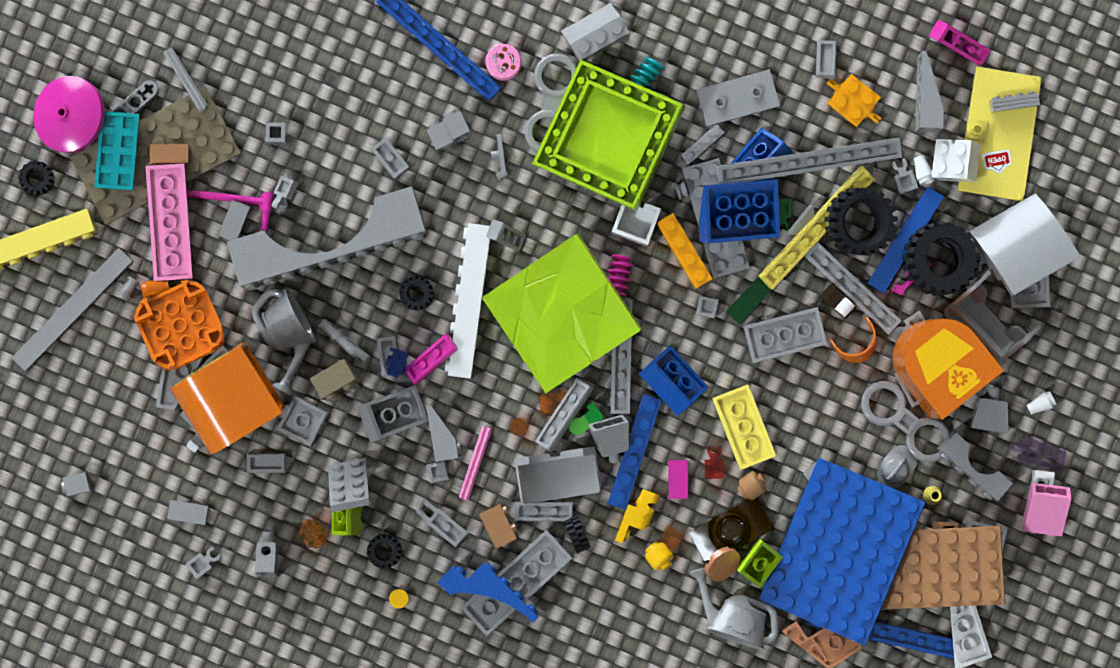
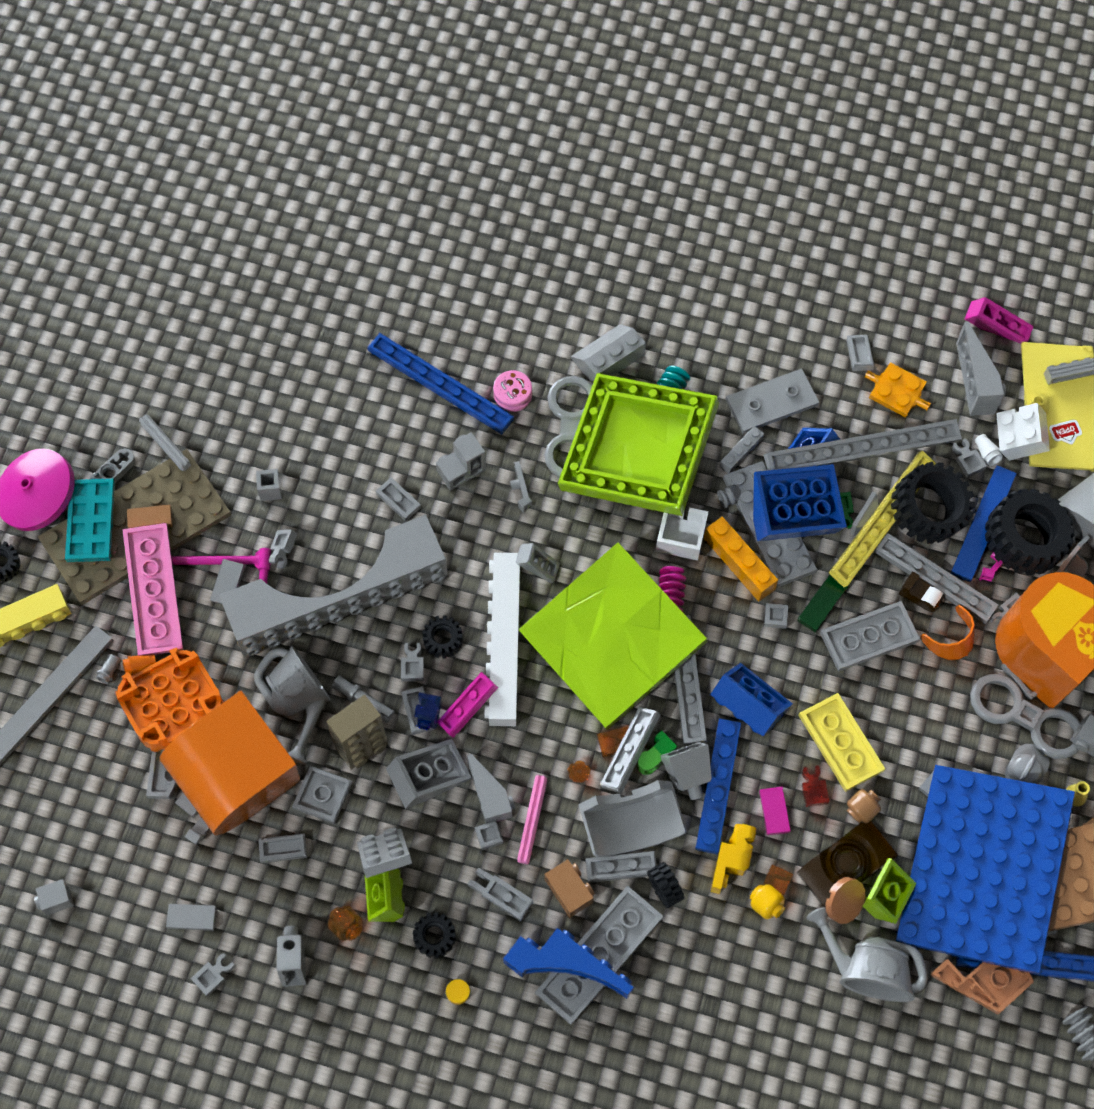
camera: 10 degrees left, 20 degrees down
(388, 318) = (412, 666): none -> light grey plate

